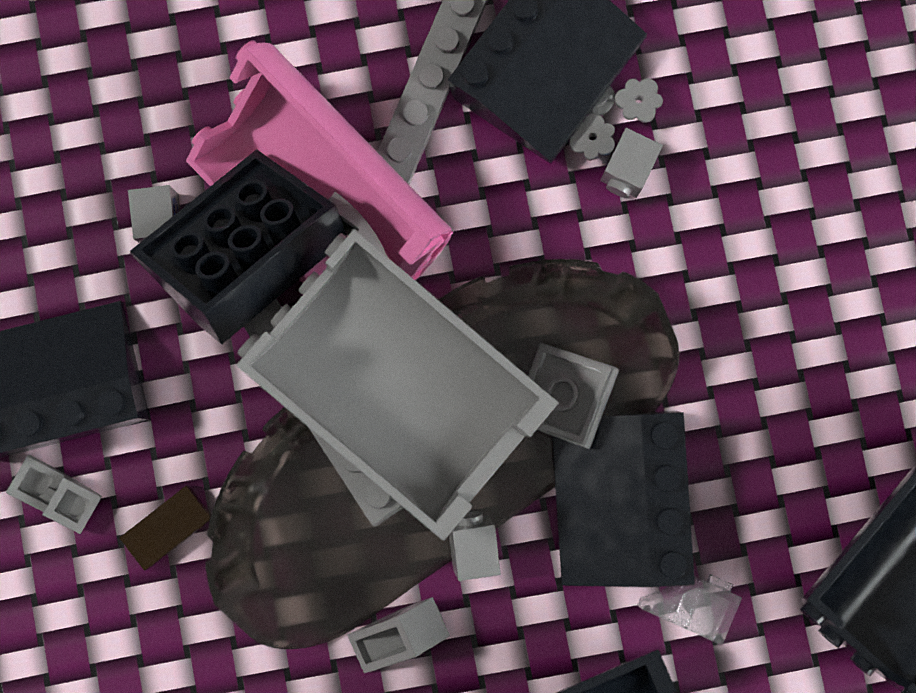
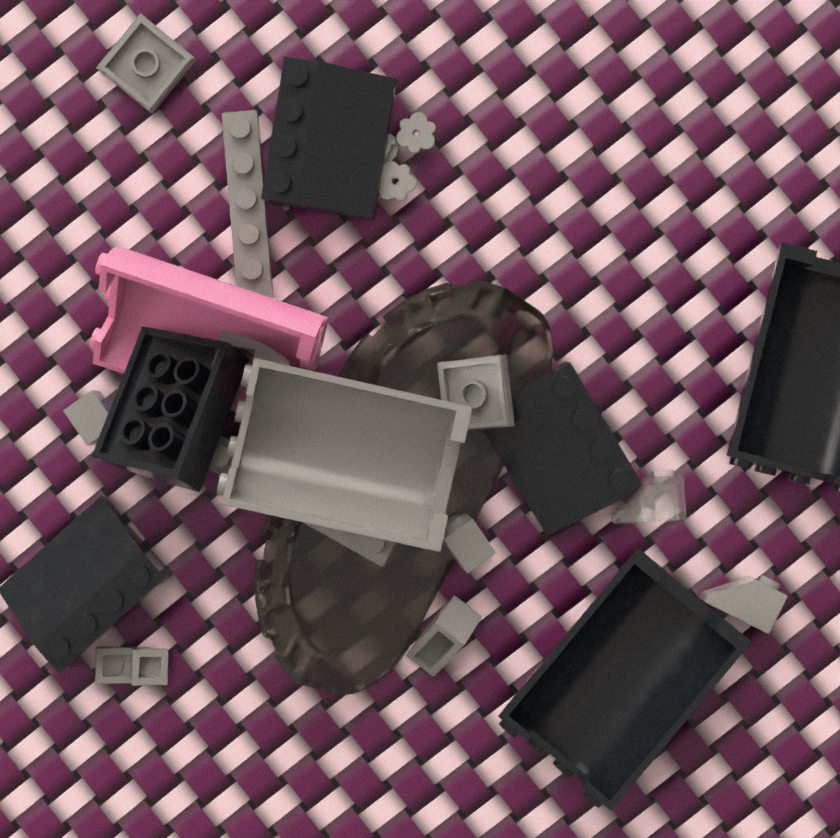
camera: 25 degrees left, 5 degrees up
(166, 527) = (228, 647): dark brown tile -> none
(630, 164) = (435, 188): light grey brick -> none

